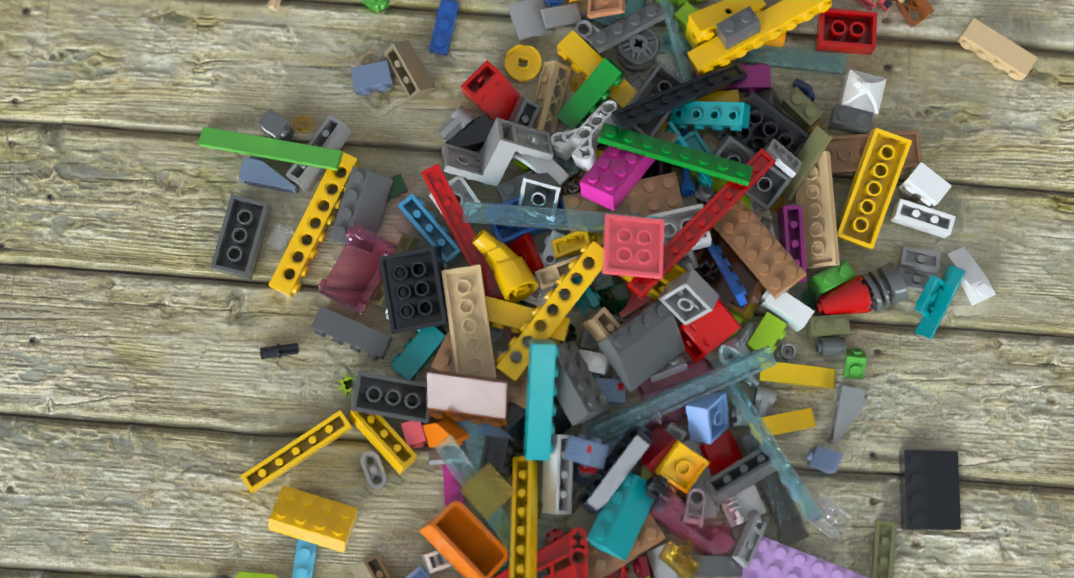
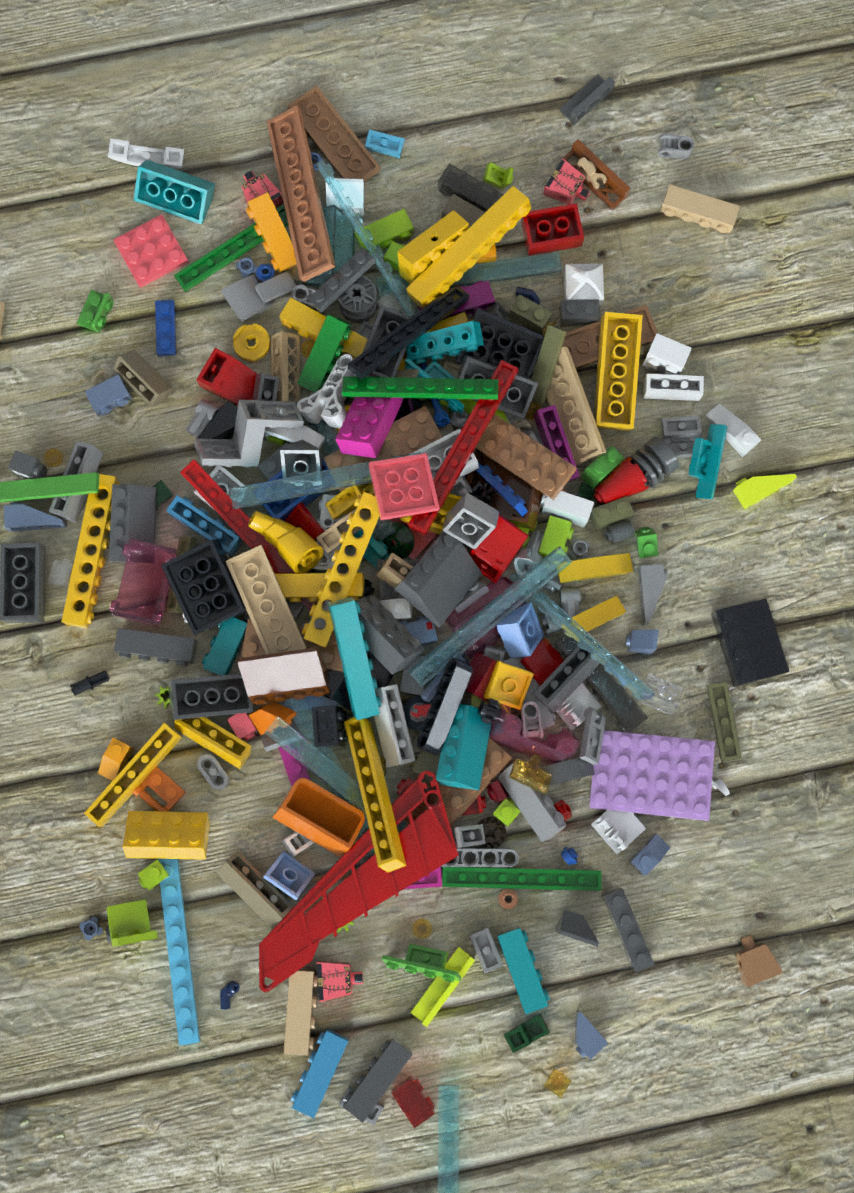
camera: 15 degrees left, 0 degrees up
(283, 431) = (115, 758): none -> light orange slope
(289, 553) = (152, 875): none -> lime bracket
(322, 471) = (163, 786): none -> orange plate
(487, 490) = (327, 760): clear yellow tile -> none
(573, 184) = (330, 444): dark brown gear -> none
(586, 452) = (412, 695): sand blue brick -> none
(738, 27) = (447, 251): dark grey brick -> none
(784, 159) = (527, 366): light grey bracket -> none
(980, 340) = (760, 487): none -> neon yellow slope

